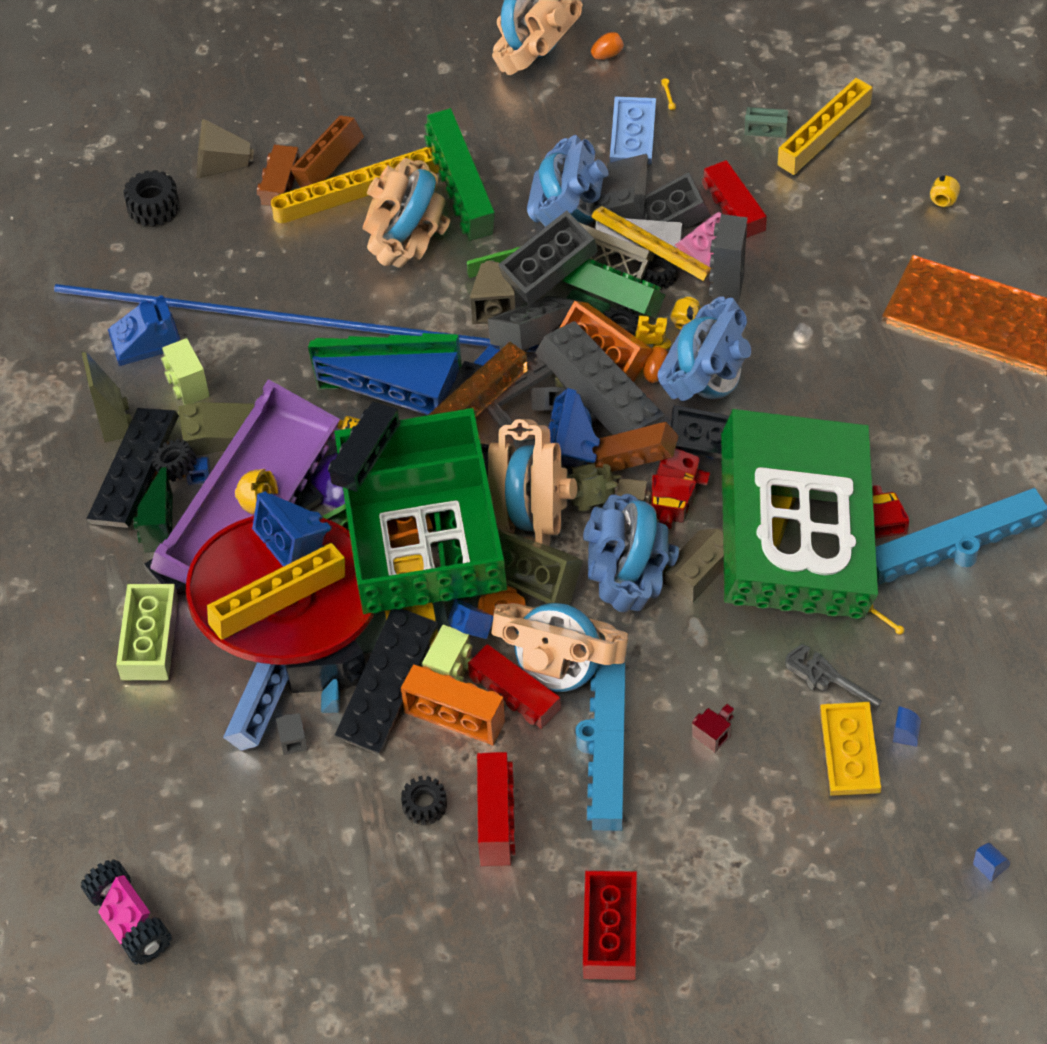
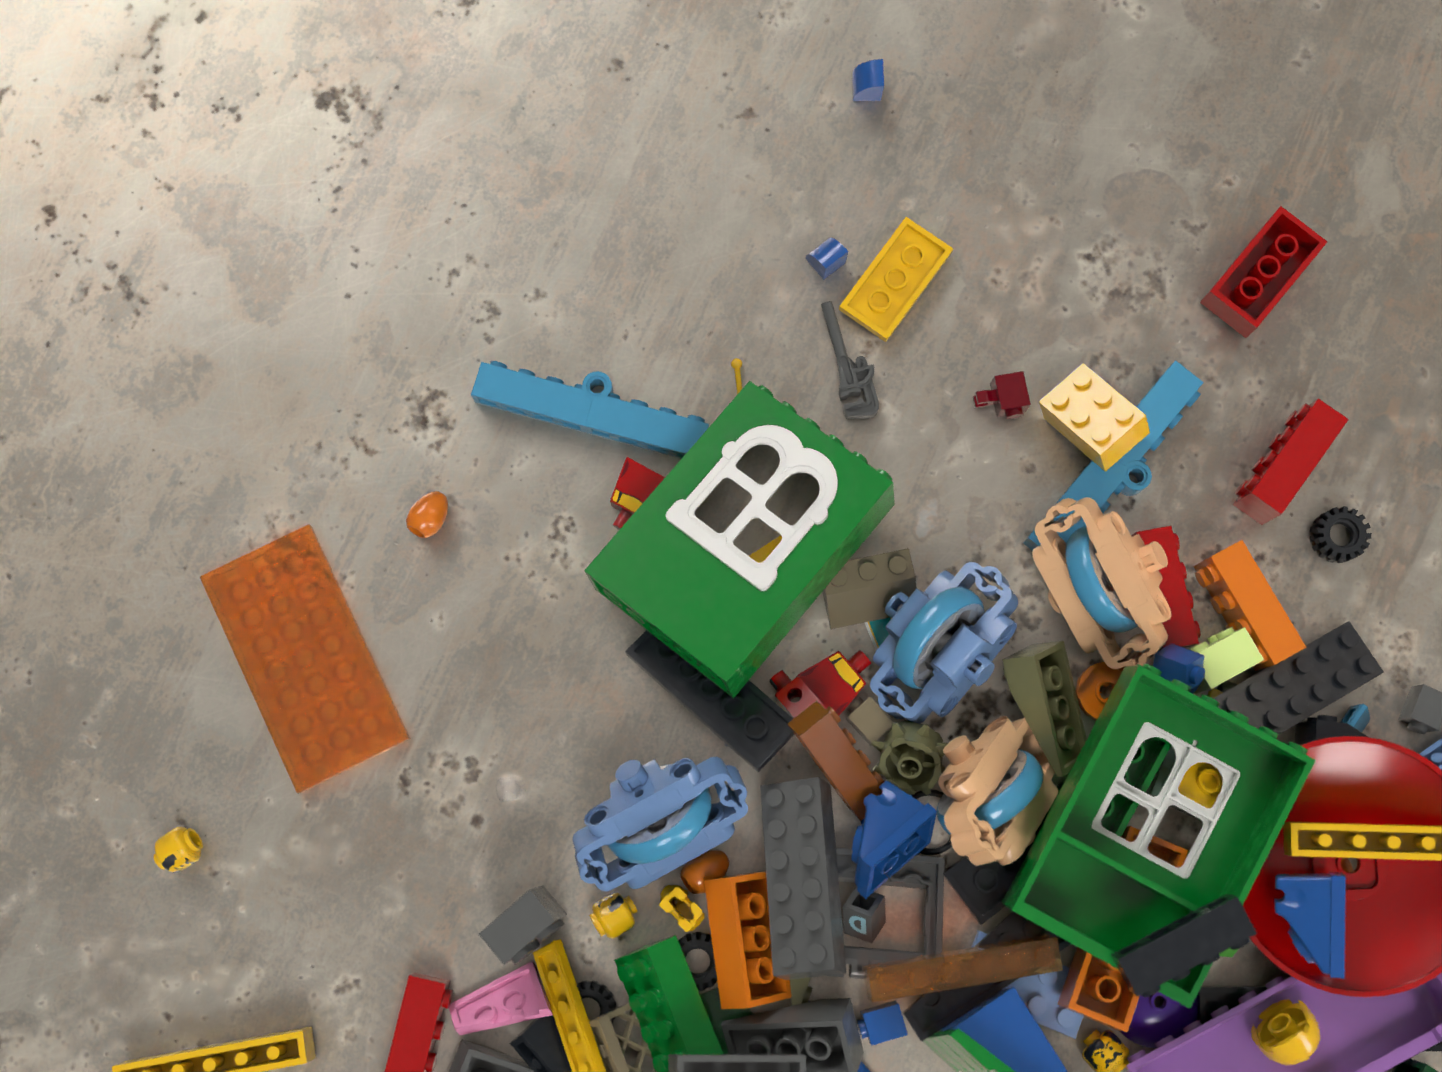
camera: 145 degrees left, 25 degrees up
(645, 740) = (1094, 417): none -> yellow brick
(990, 419) = (427, 514): none -> orange animal

